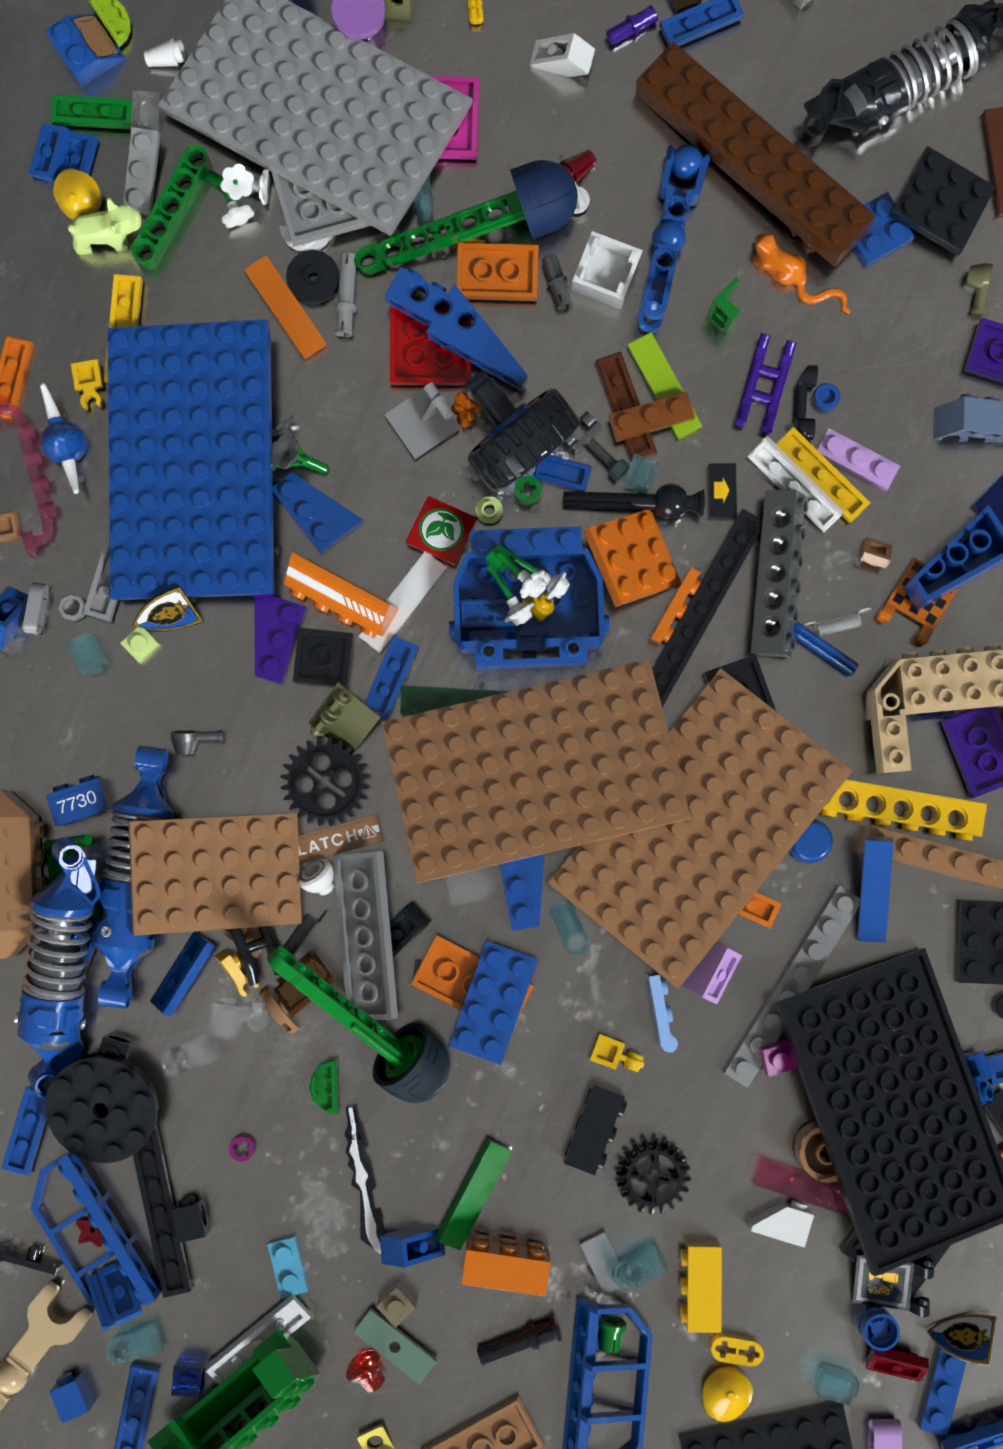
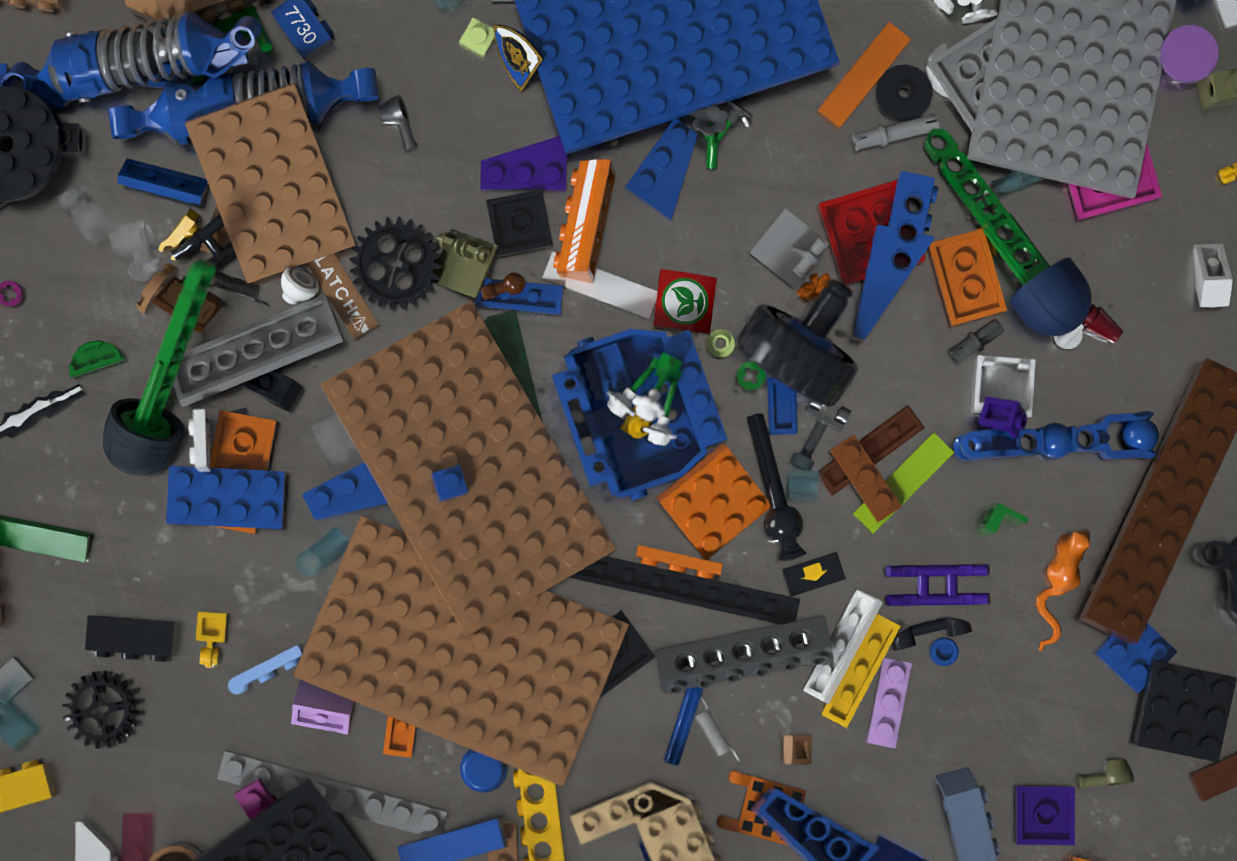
camera: 80 degrees right, 0 degrees up
(378, 679) = (512, 283): none -> reddish brown arm
(426, 1006) = (202, 430): none -> white plate
(545, 790) = (449, 483): none -> blue plate
(635, 272) = (1003, 416): none -> dark purple bracket

